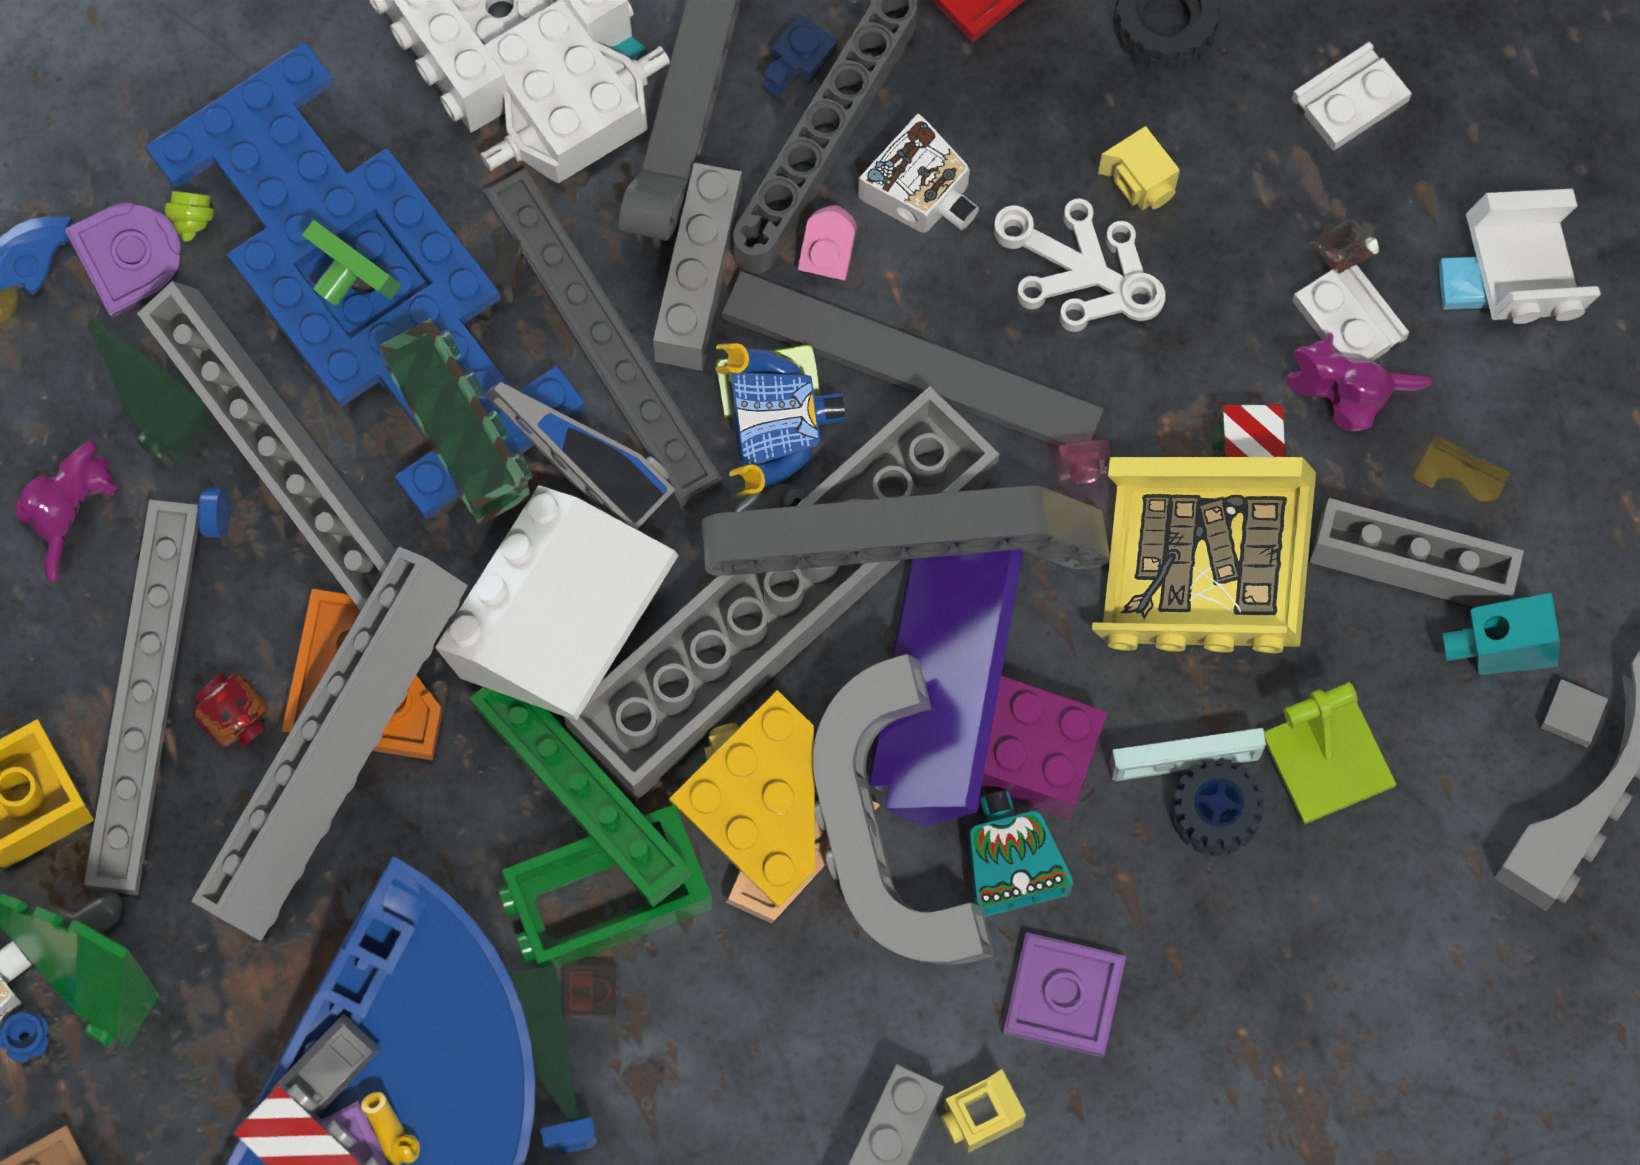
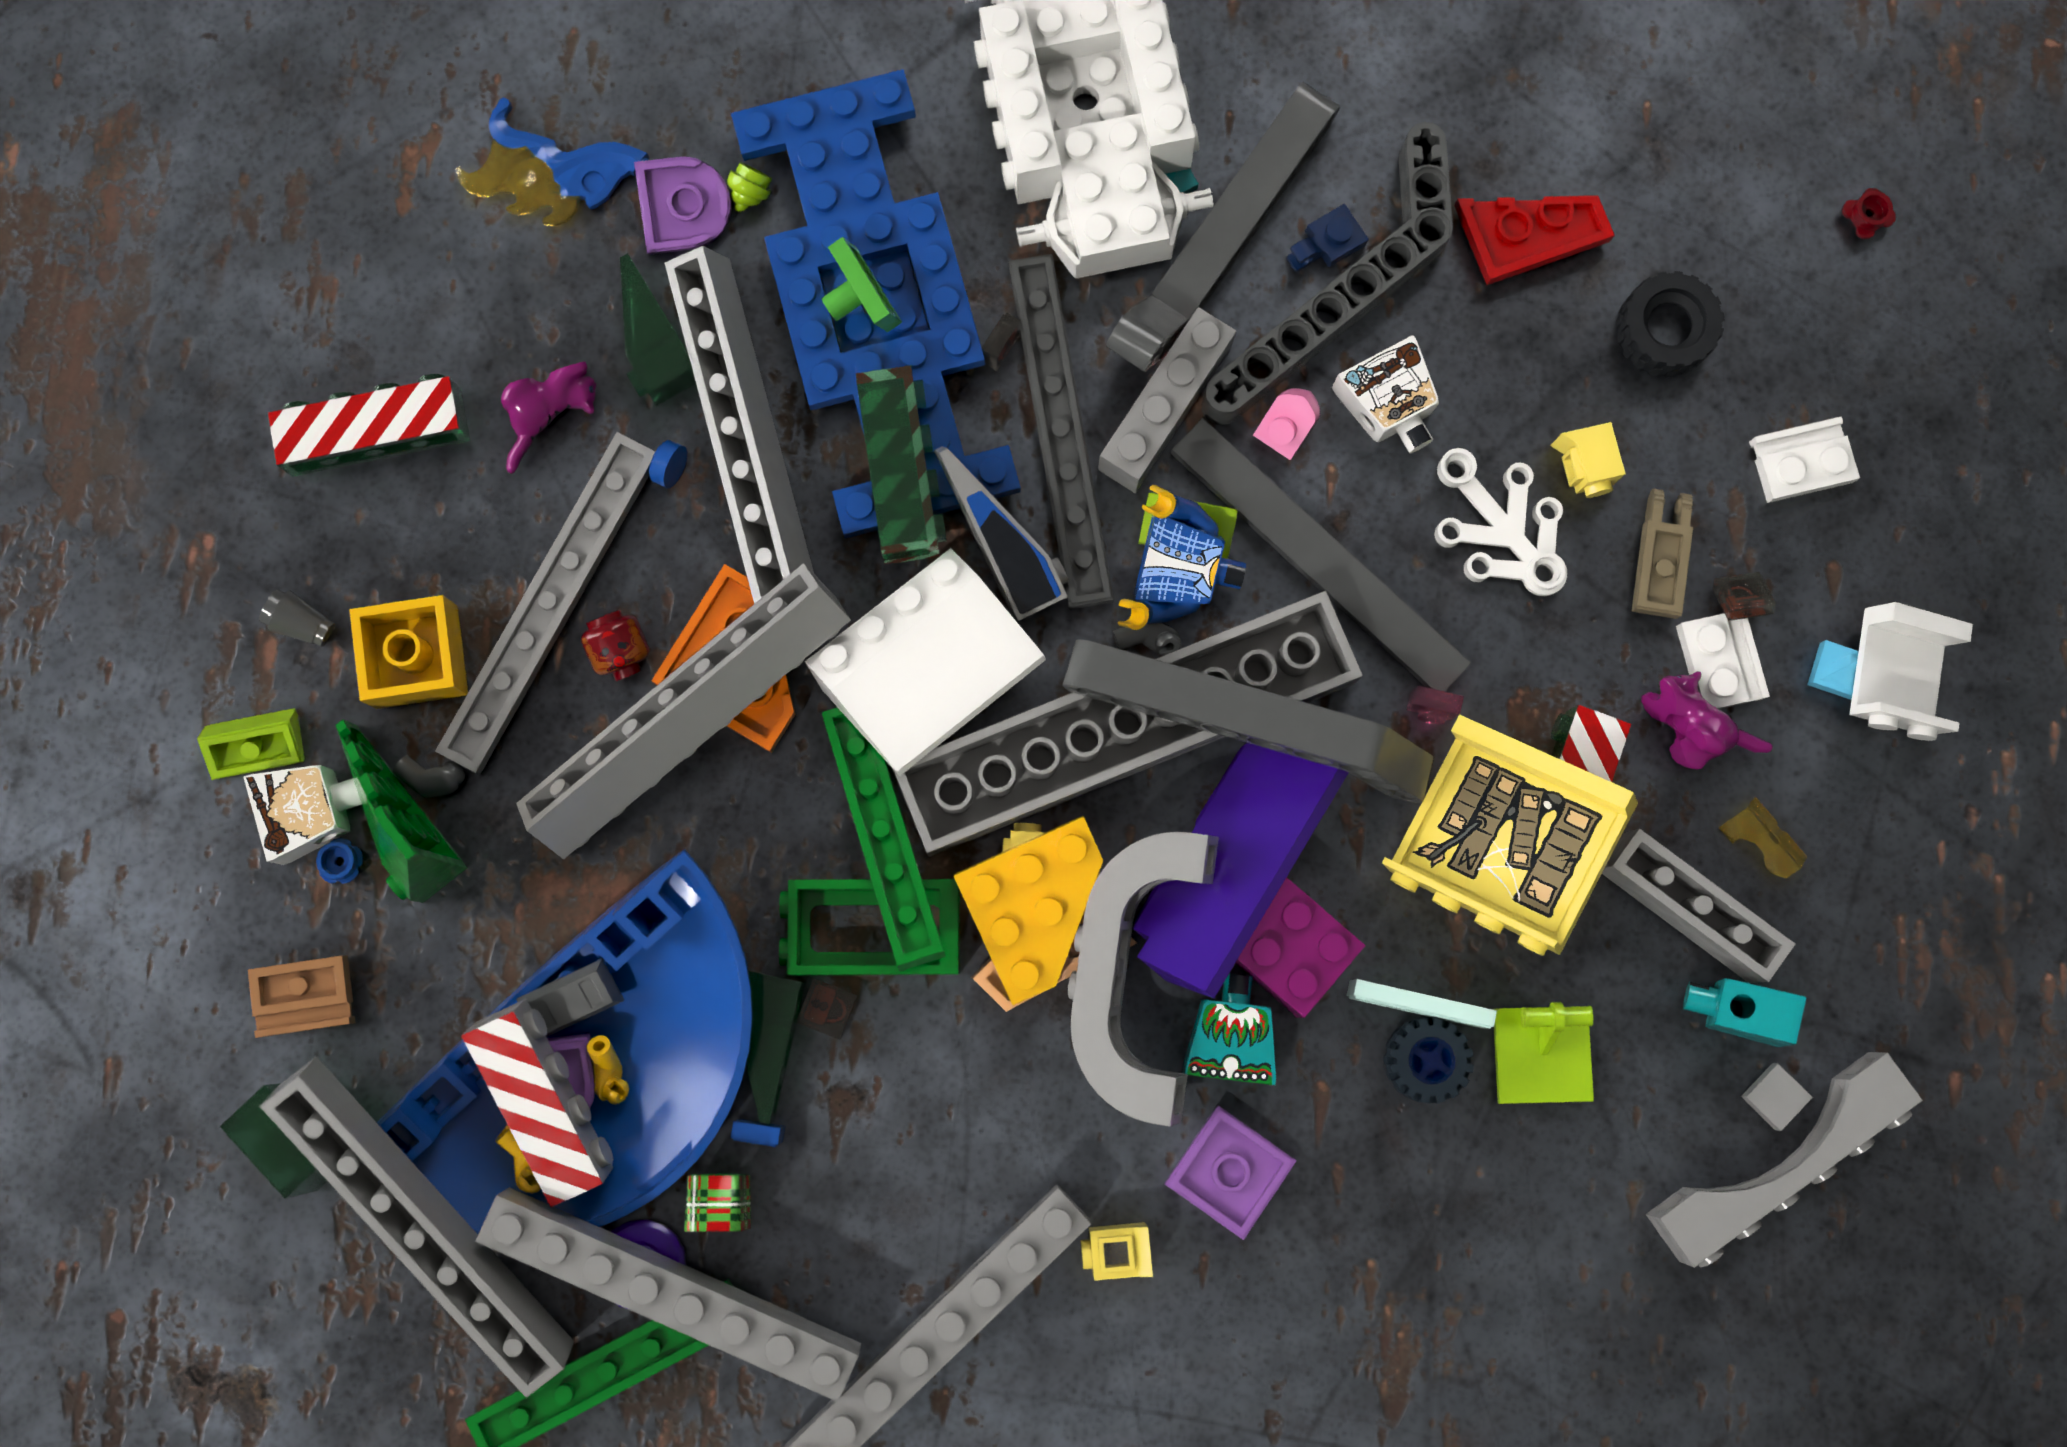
camera: 20 degrees right, 10 degrees up
(1252, 239) = (1663, 558): none -> dark tan hinge

